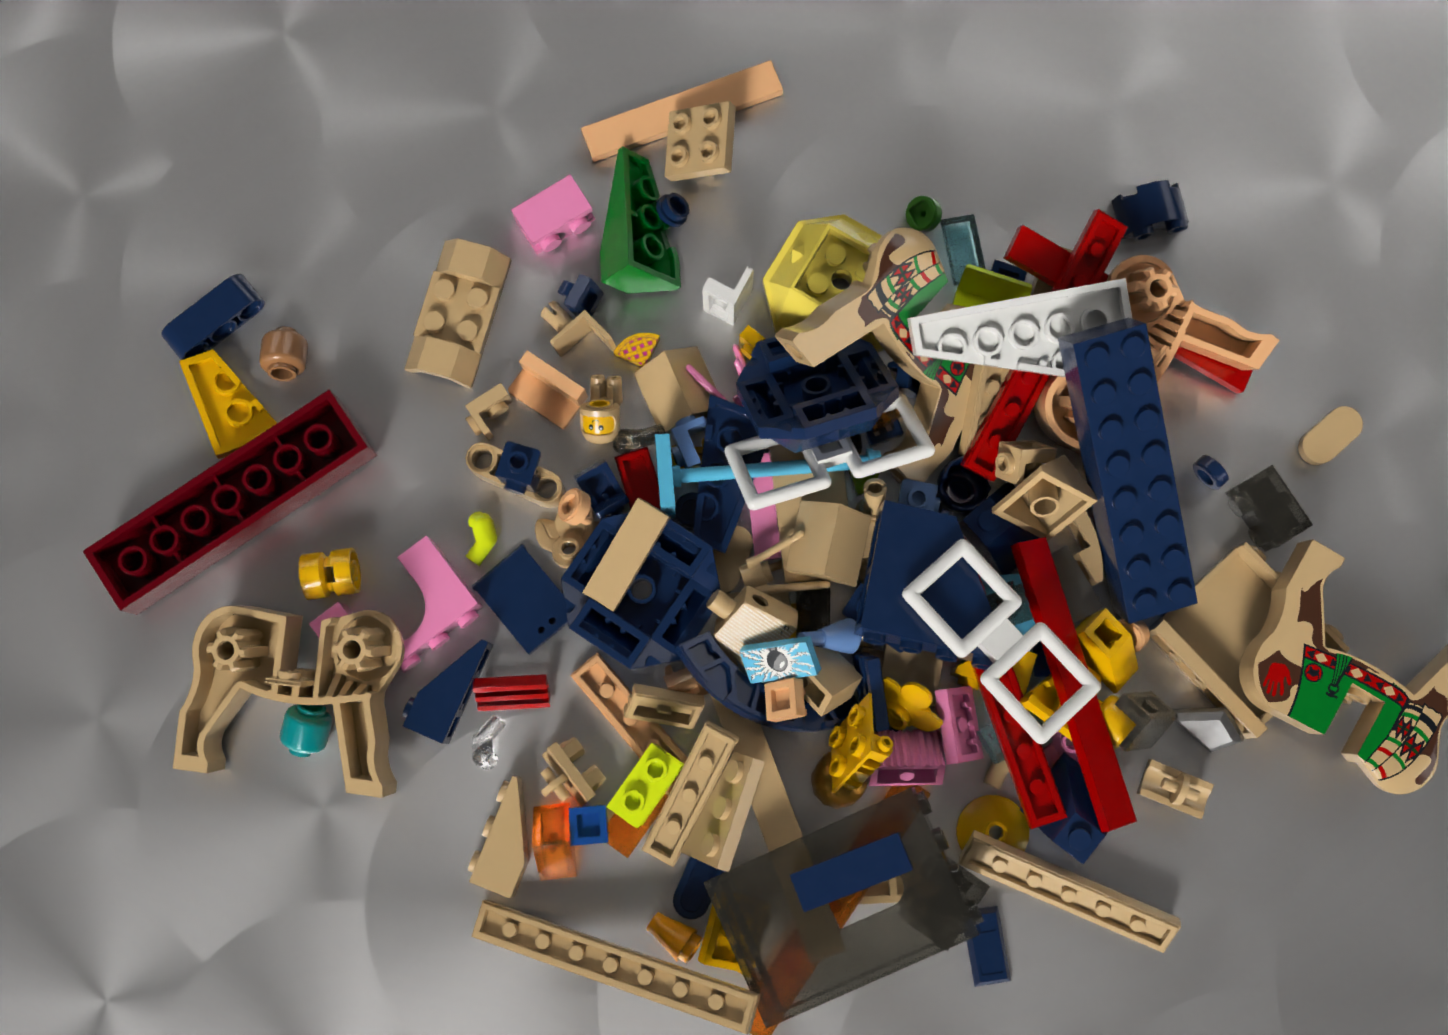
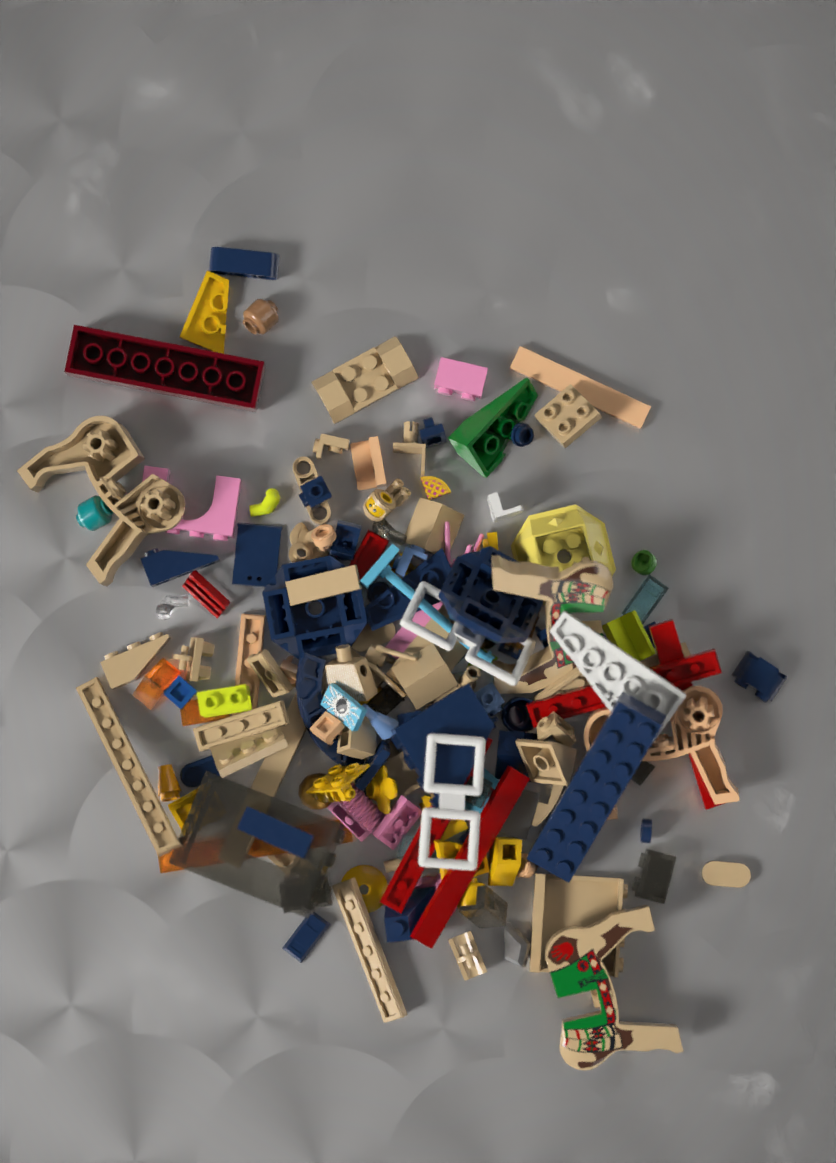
camera: 45 degrees right, 5 degrees up
(317, 573) = (169, 446): yellow wheel -> none

